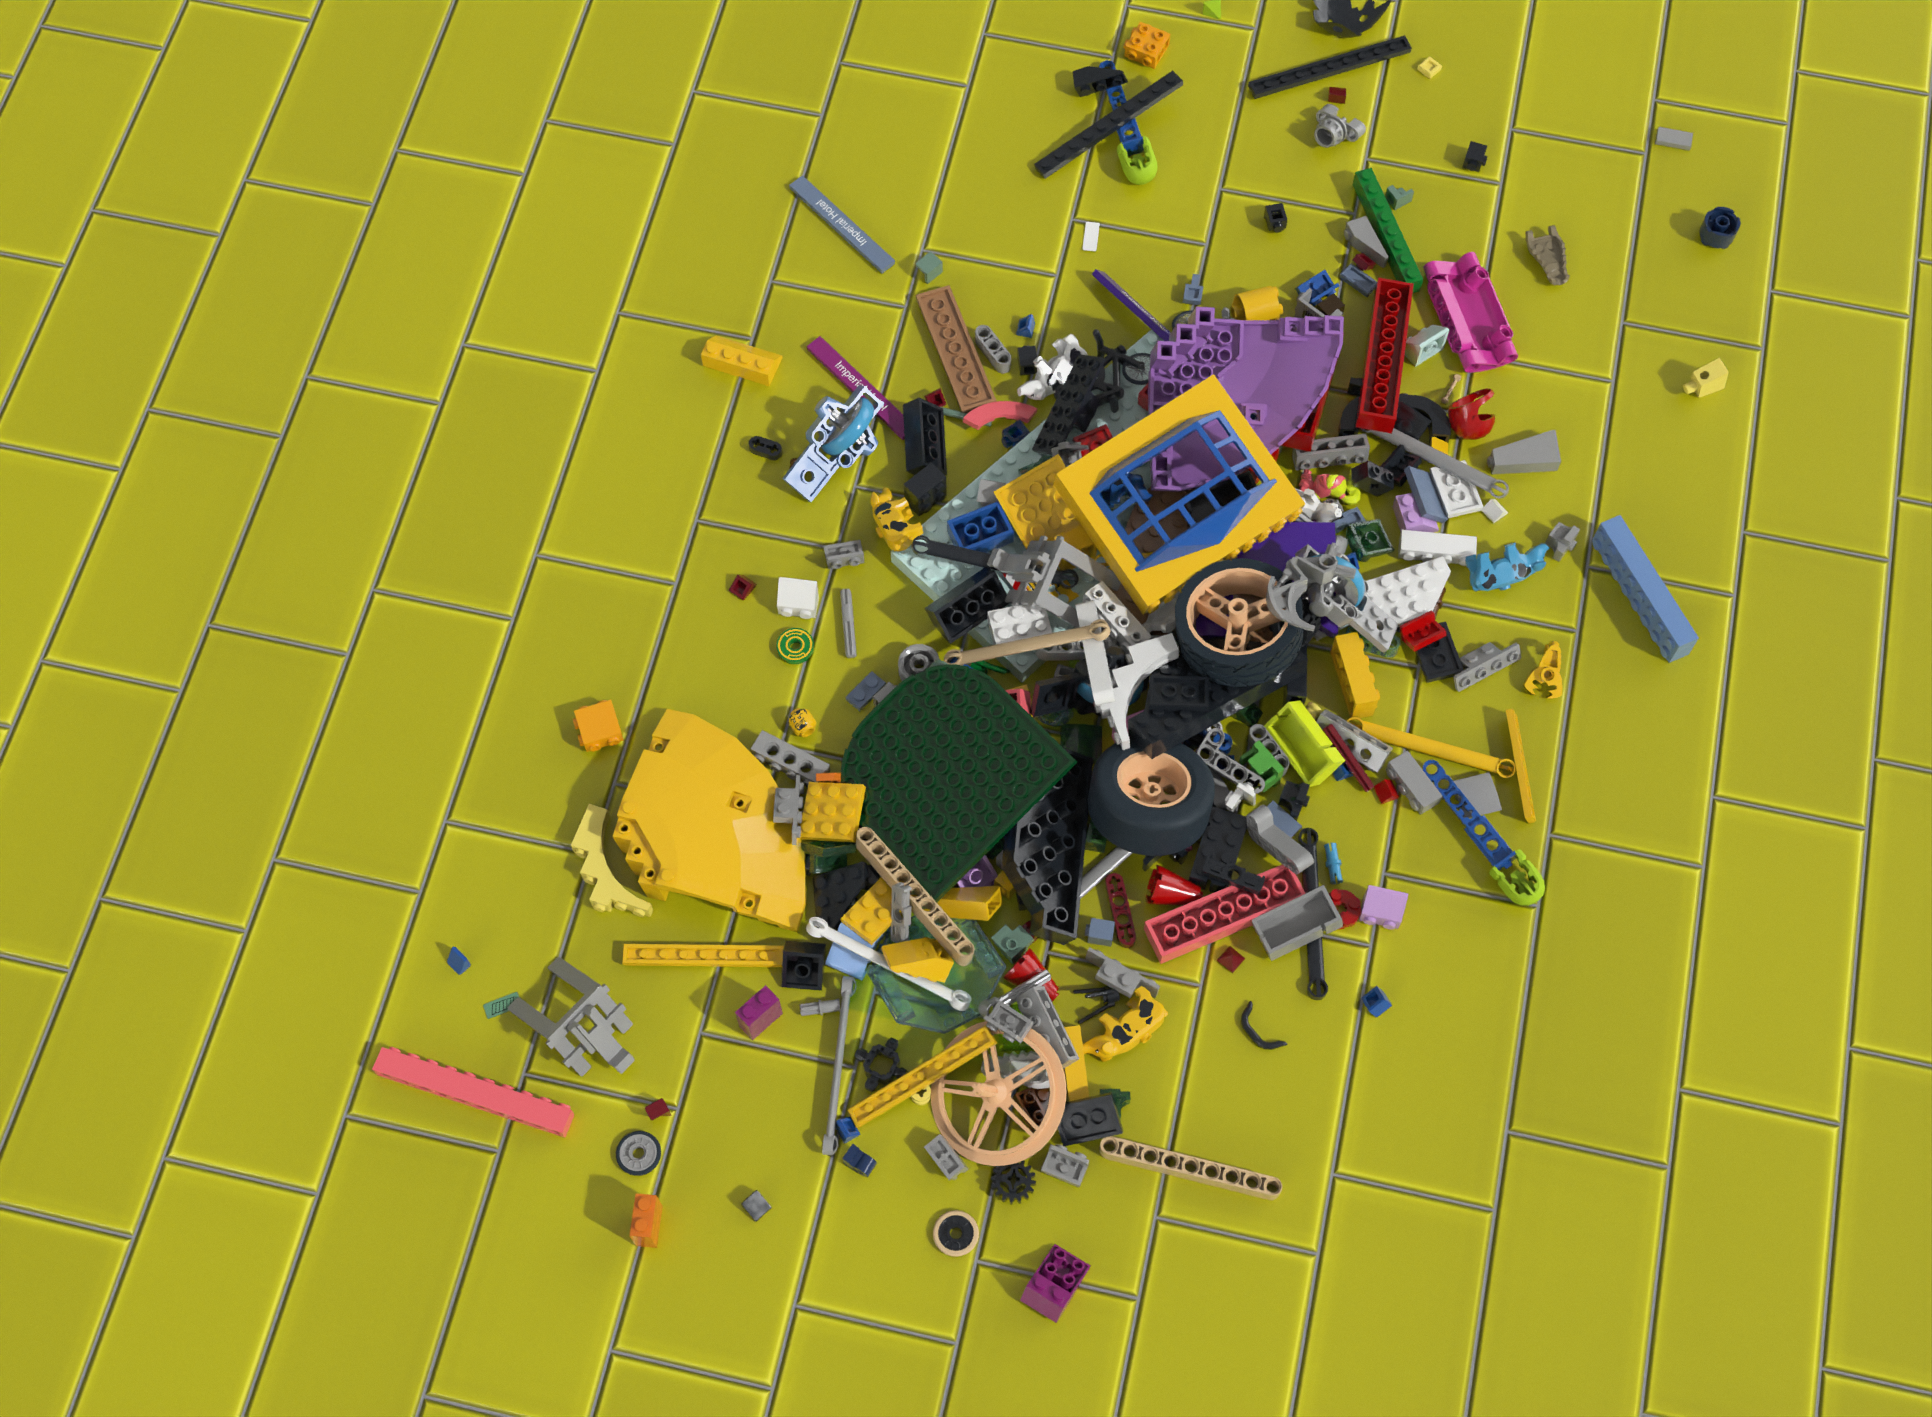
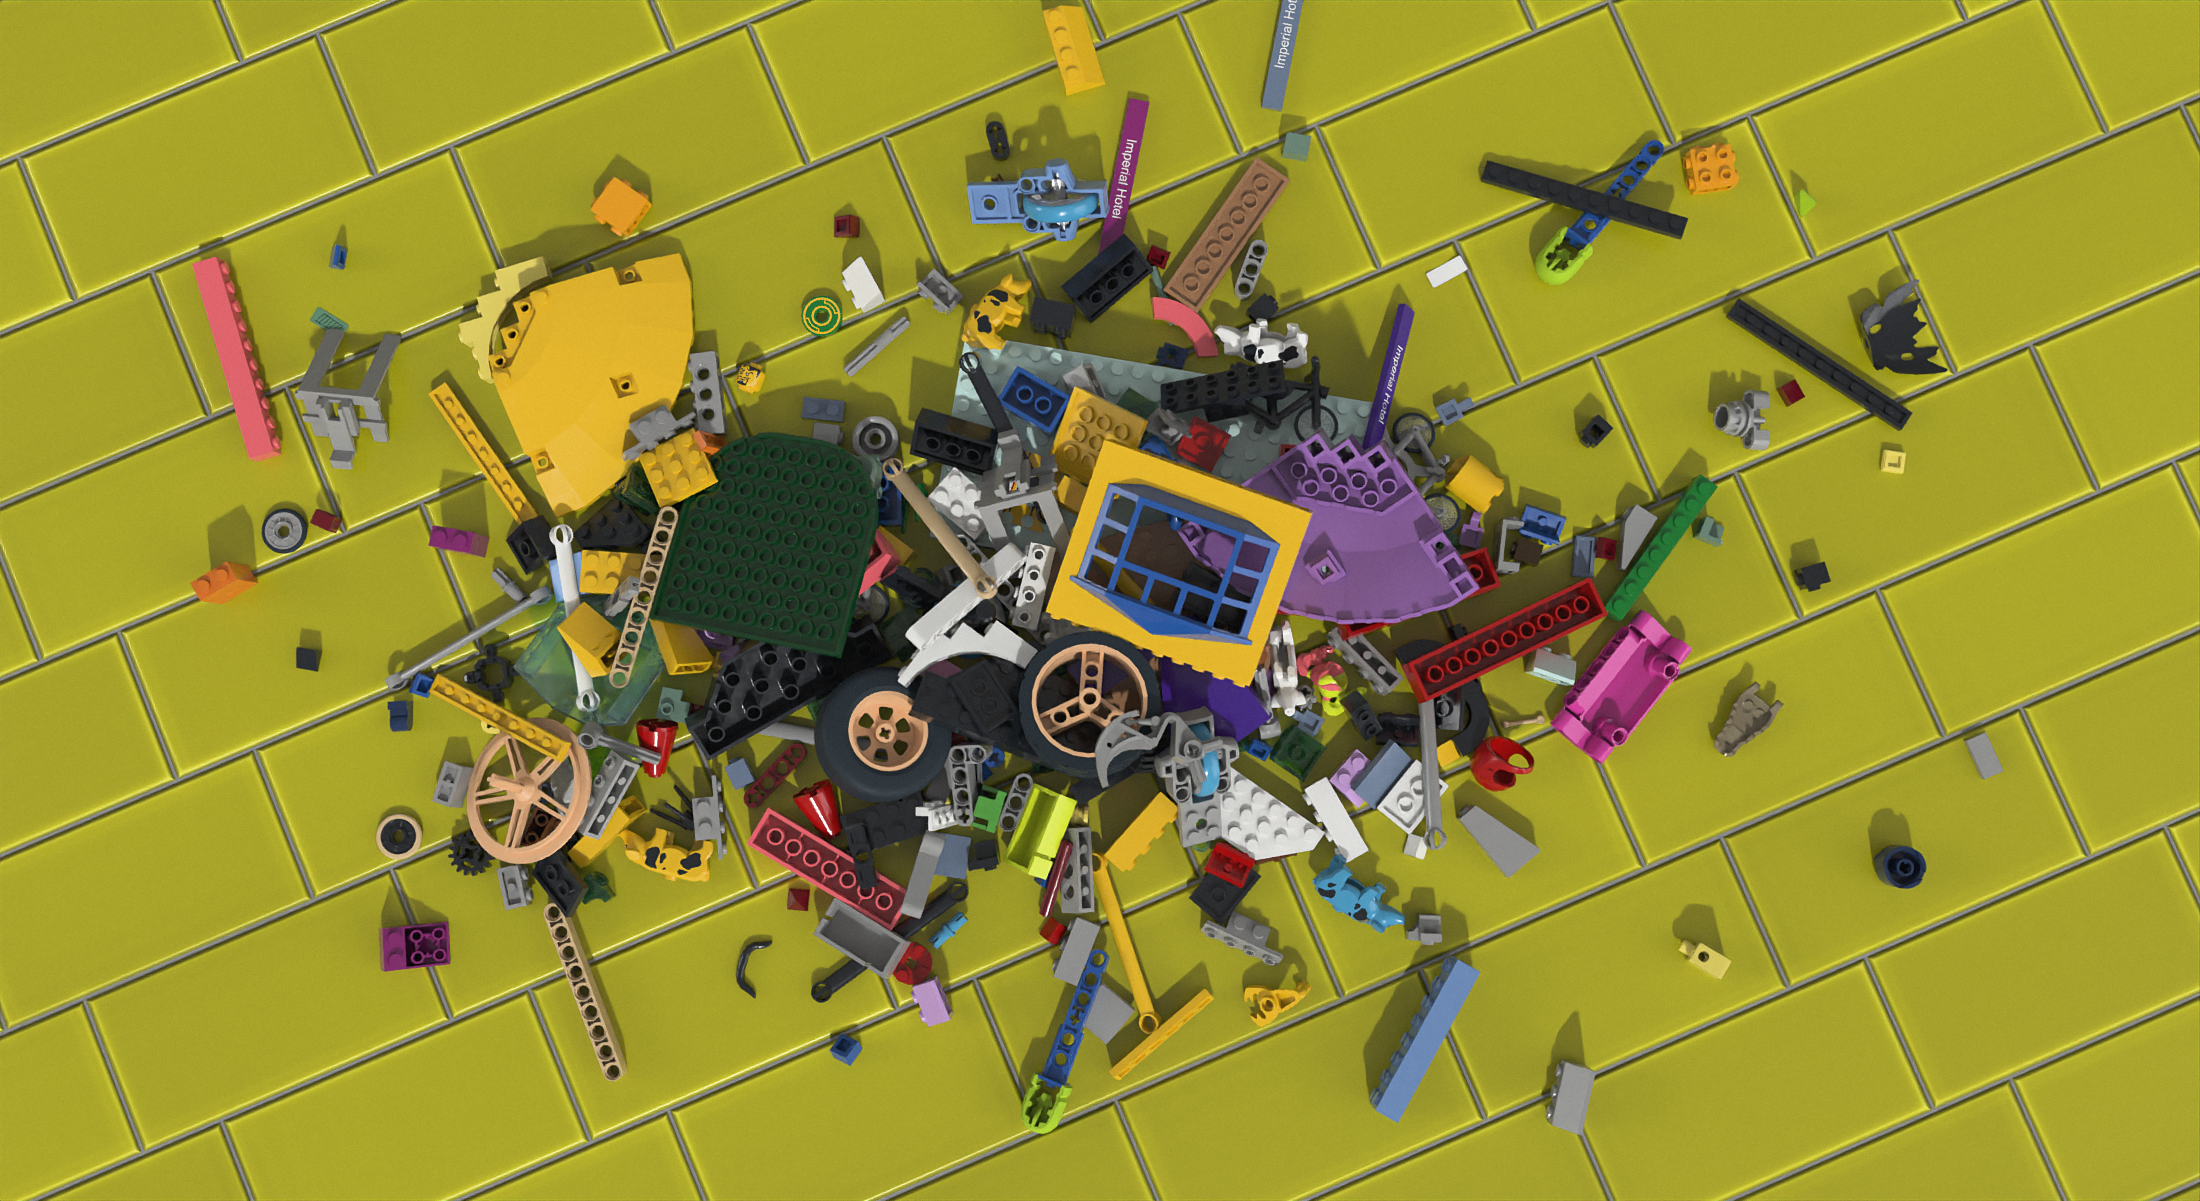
camera: 55 degrees right, 20 degrees up
(1009, 1021) = (578, 761): light grey bracket -> none
(1026, 326) = (1300, 282): blue slope -> none
(1096, 79) = (1624, 146): black slope -> none
(1753, 523) = (1570, 1096): none -> light grey slope

